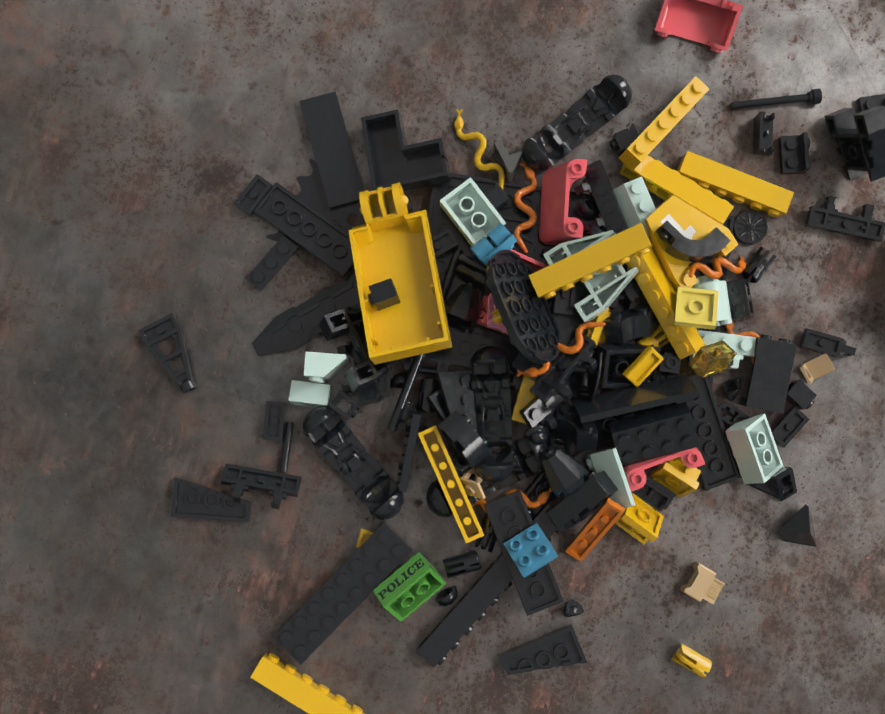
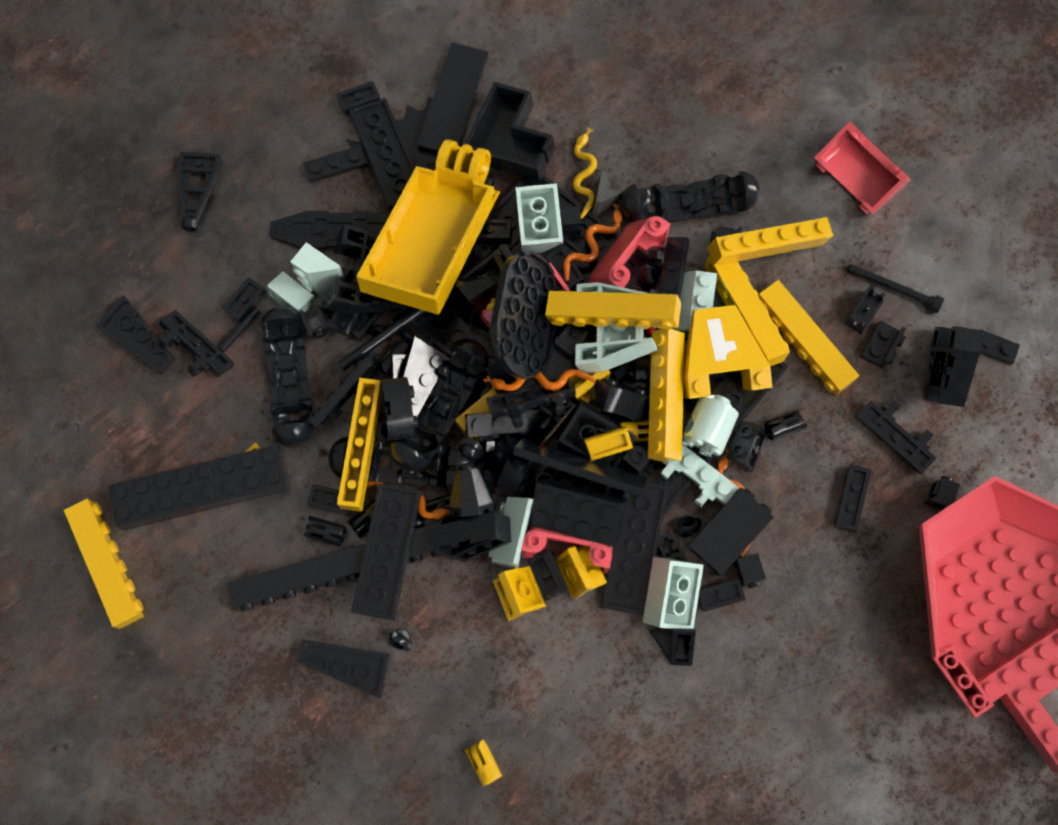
camera: 40 degrees right, 10 degrees down
(383, 294) = (409, 235): black brick -> none
(409, 587) = (261, 517): bright green brick -> none
(446, 538) = (325, 499): none -> black plate
(447, 596) = (291, 554): black piece -> none
(472, 487) = (377, 458): tan bracket -> none
(499, 240) = (547, 247): dark azure plate -> none
(530, 550) = (392, 547): dark azure plate -> none
(594, 529) = (467, 570): orange plate -> none
(688, 249) = (721, 361): black arch -> none
(696, 308) = (689, 414): light yellow plate -> none
(703, 584) = (541, 696): tan piece -> none
(712, 359) = (680, 477): clear yellow brick -> none
(716, 263) = (734, 401): orange animal -> none
(750, 227) = (799, 387): black wheel -> none
(800, 528) = (672, 701): black slope -> none
(817, 368) = (782, 555): tan bracket -> none
(825, 343) = (807, 539): black hinge -> none
(841, 291) = (852, 498): none -> black plate

